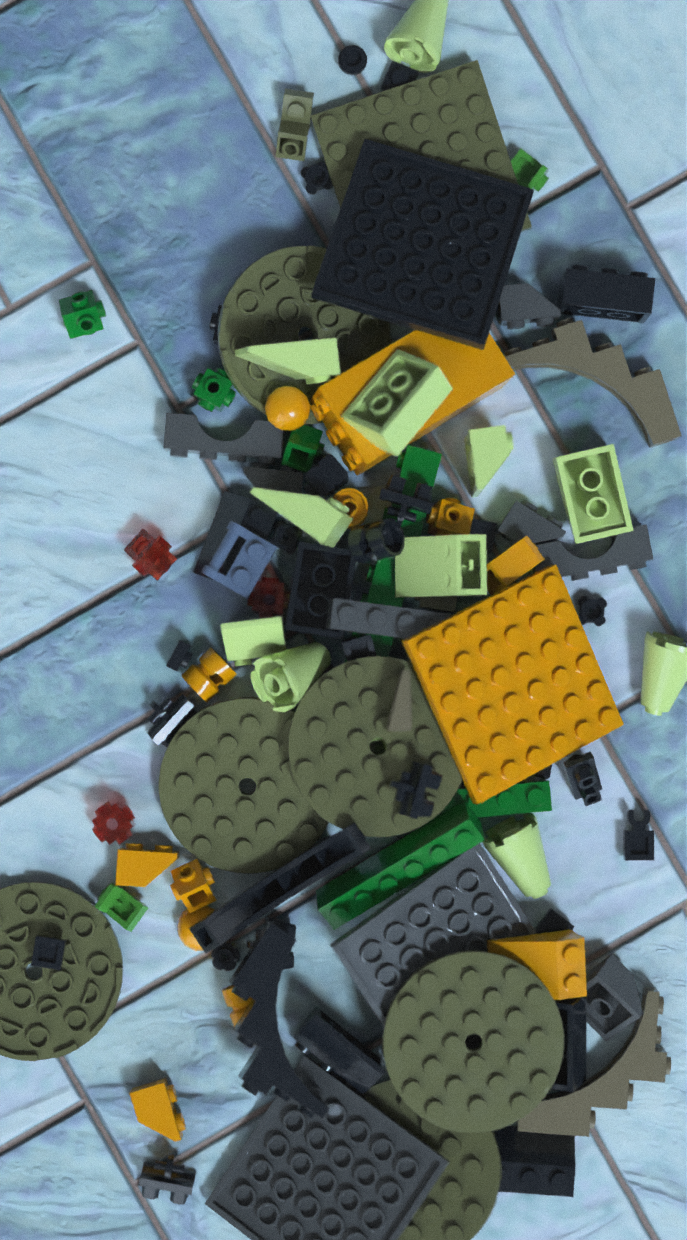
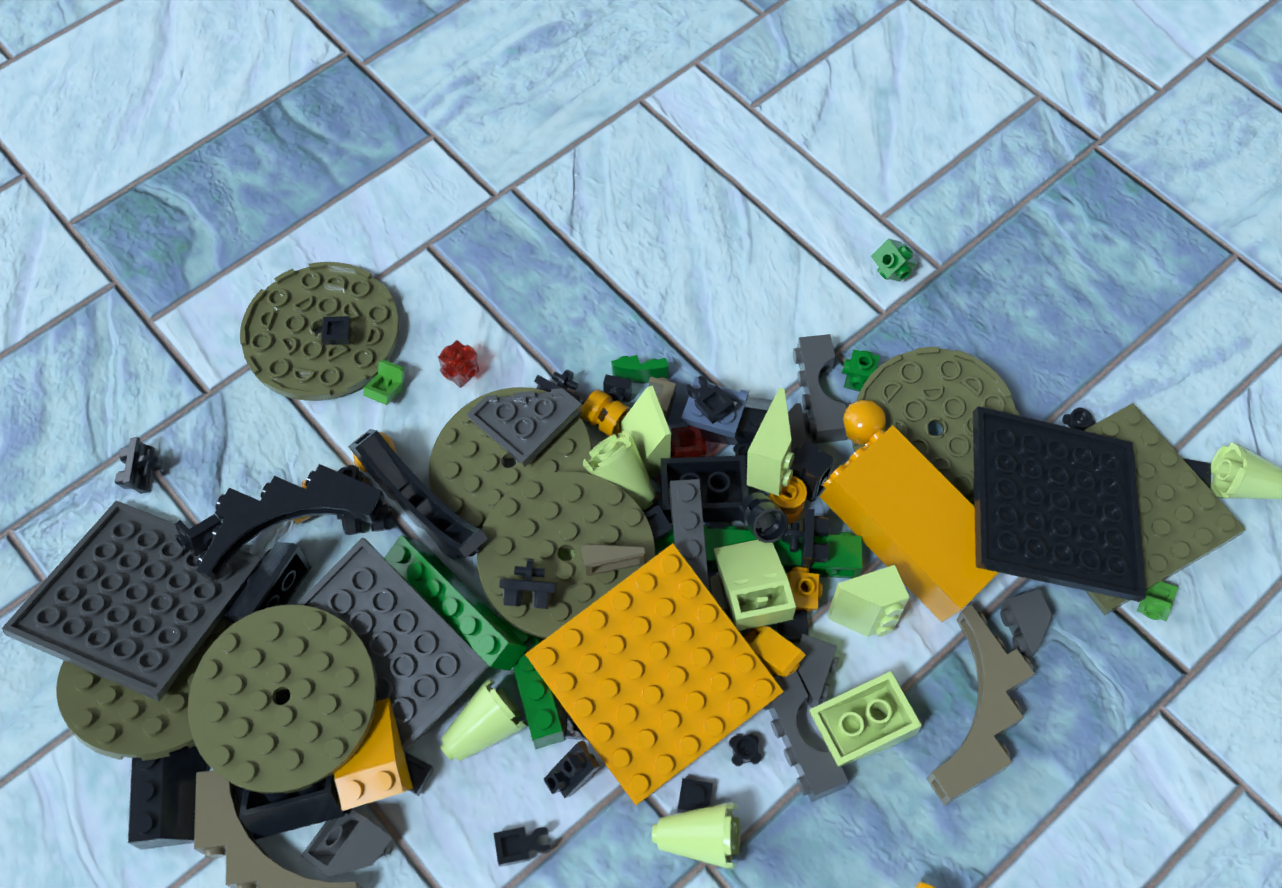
camera: 85 degrees right, 25 degrees down
(141, 866) = (423, 391): light orange slope -> none
(150, 554) = (702, 347): clear red brick -> none
(156, 1108) = (201, 446): light orange slope -> none
(157, 637) = (631, 369): none -> green slope
(188, 881) = (411, 434): light orange brick -> none
(205, 609) = (665, 392): none -> dark tan bracket
(213, 763) = (525, 421): none -> dark grey plate
(243, 563) = (710, 402): none -> black plate
(274, 1111) = (199, 536): none -> black bracket
(294, 124) = (1114, 396): olive slope -> none
(298, 360) = (914, 409): yellowish green slope -> none
(303, 448) = (835, 444): green brick -> none
(352, 60) = (1196, 430): black plate -> none
(398, 401) = (901, 495): yellowish green slope -> none
(606, 294) = (1068, 692): black brick -> none
(625, 667) = (694, 795): none -> black plate

